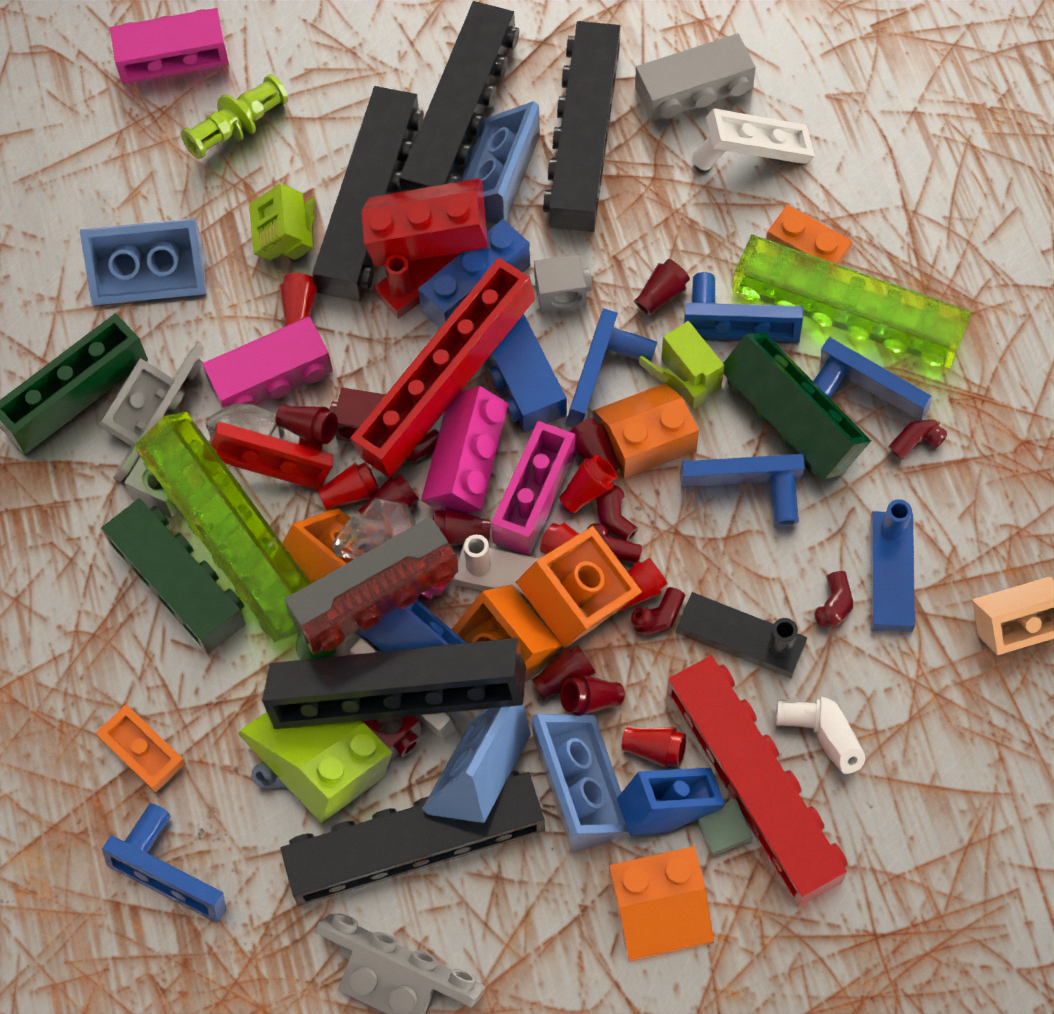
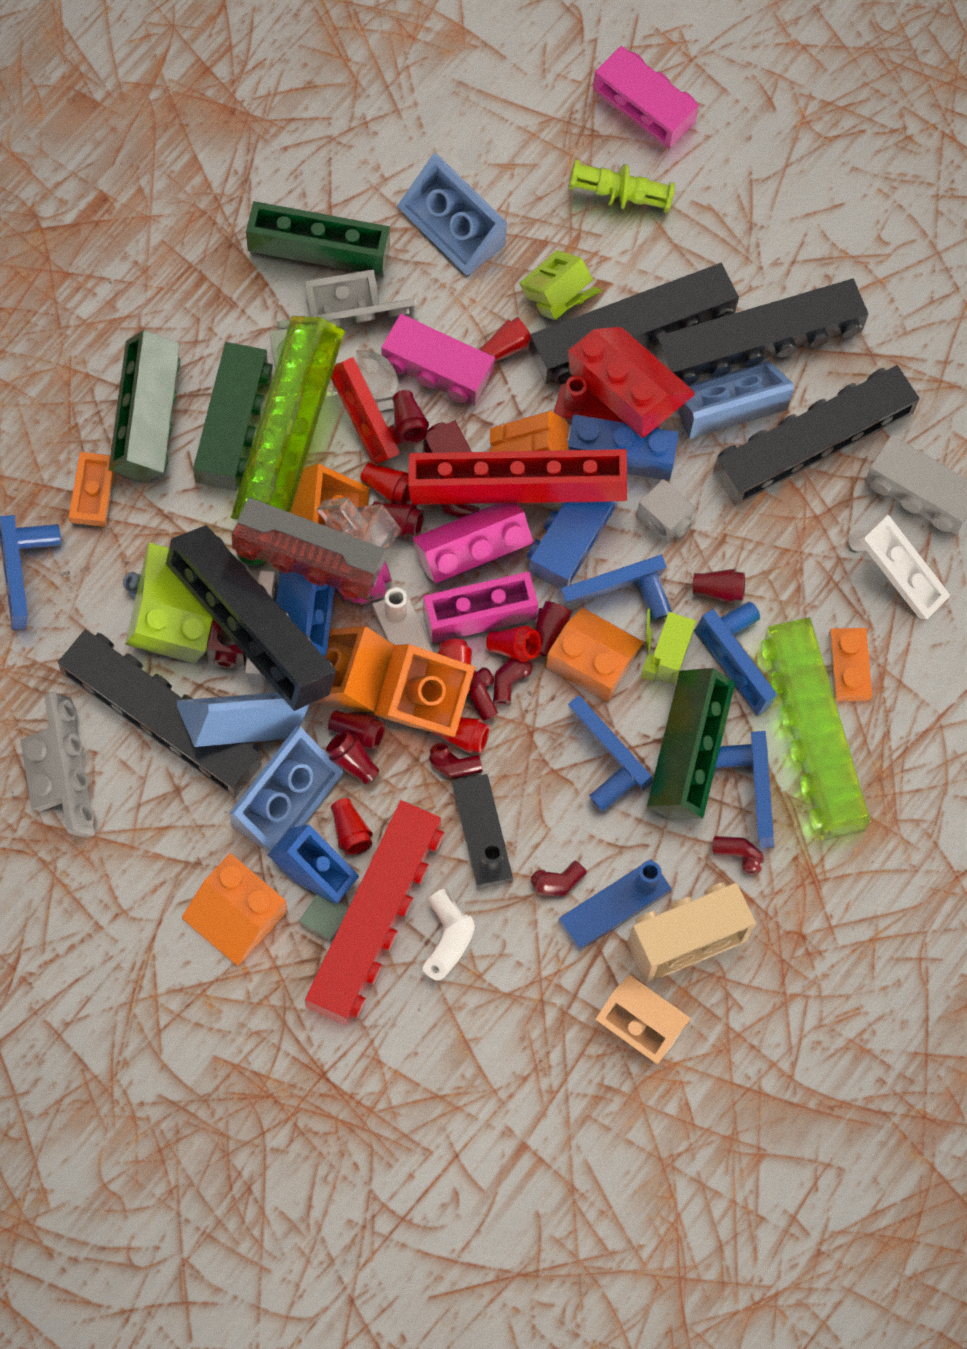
camera: 45 degrees right, 5 degrees up
(101, 643) = (144, 406): none -> brick
(407, 336) = (533, 433): none -> orange brick
(458, 526) = (412, 577): dark red cone -> none
(971, 520) = (690, 931): none -> tan brick

